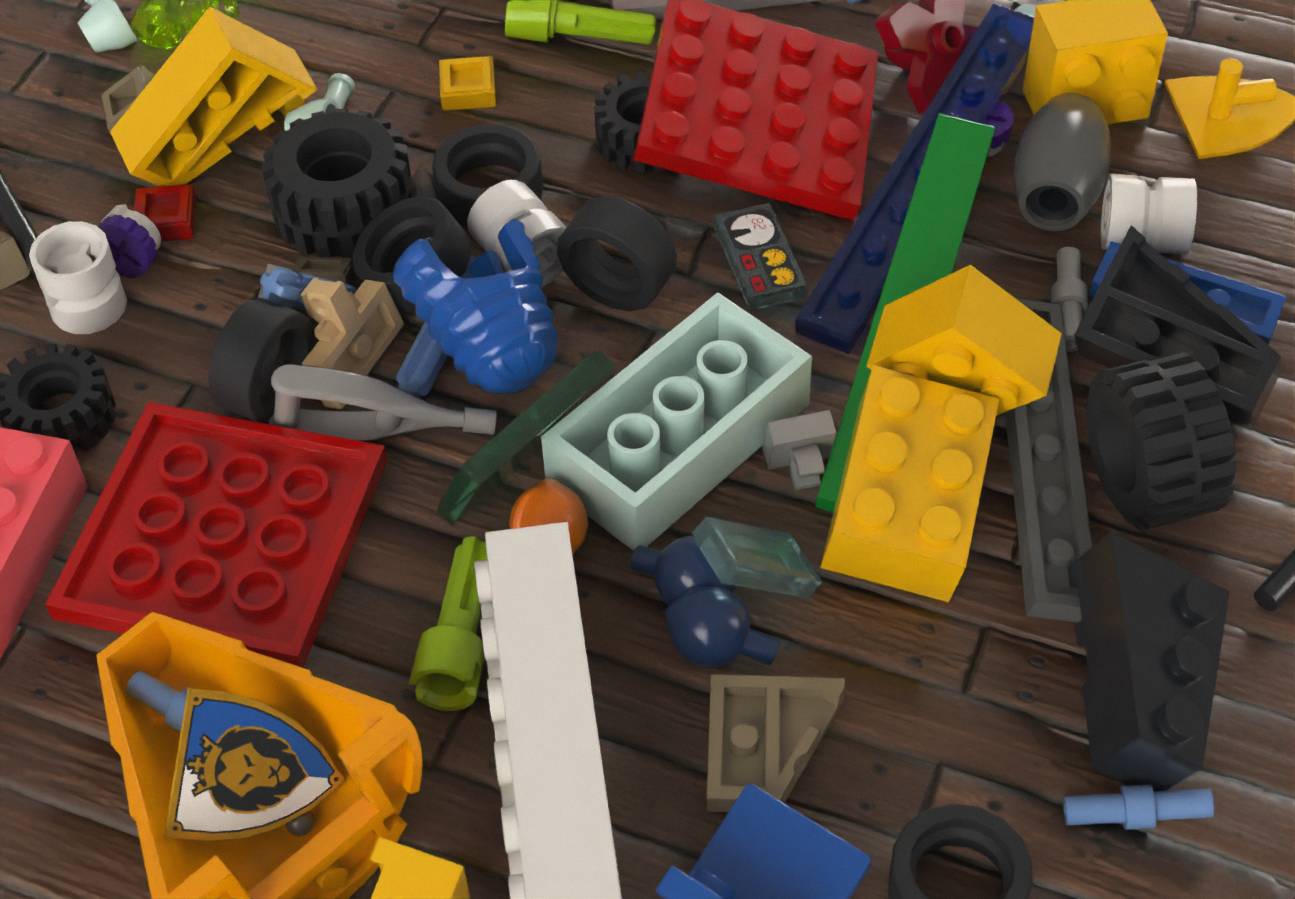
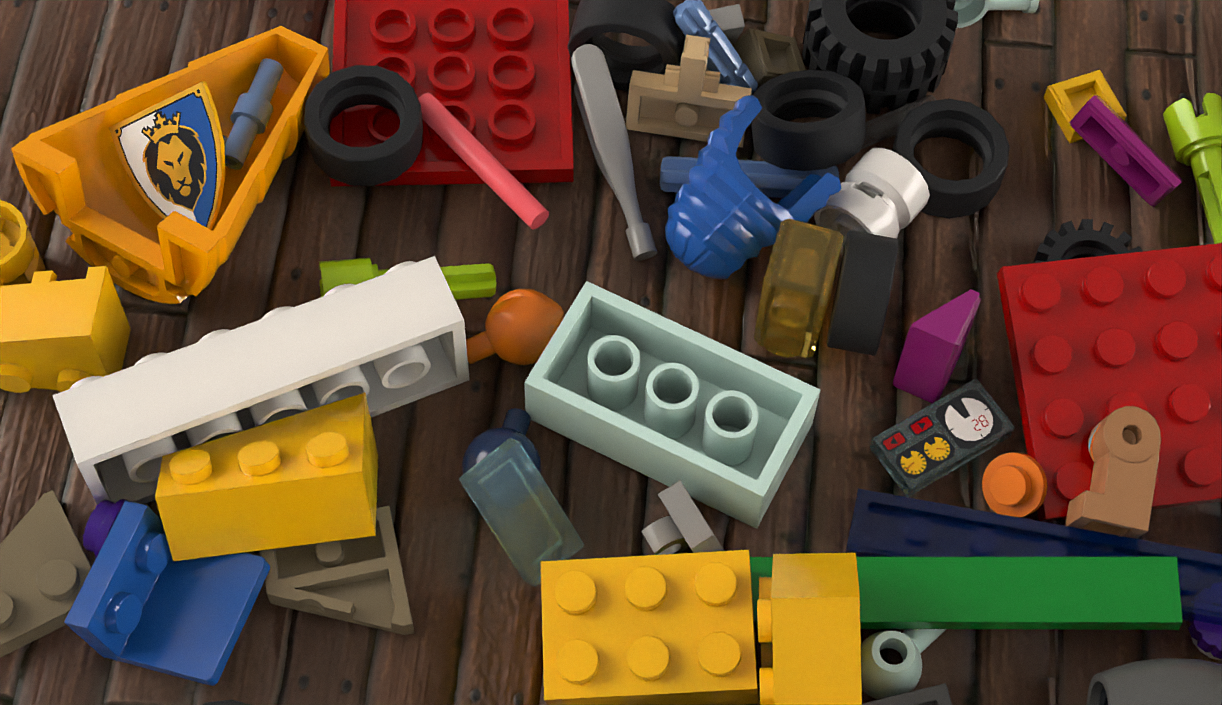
camera: 70 degrees right, 10 degrees up
(263, 557) = (357, 87): none -> black tyre
(346, 513) = (482, 162): none -> coral bar
(521, 438) = (589, 267): clear green tile -> none
(532, 58) = (1125, 151): none -> magenta slope
(599, 294) = (797, 288): none -> clear yellow brick
(671, 751) = (273, 485): none -> yellow wedge
(695, 213) = (935, 347): none -> magenta slope
(713, 627) = (439, 500): dark blue piece -> none
(826, 214) = (1014, 485): none -> orange plate
(852, 131) = (1123, 475): none -> medium nougat leg

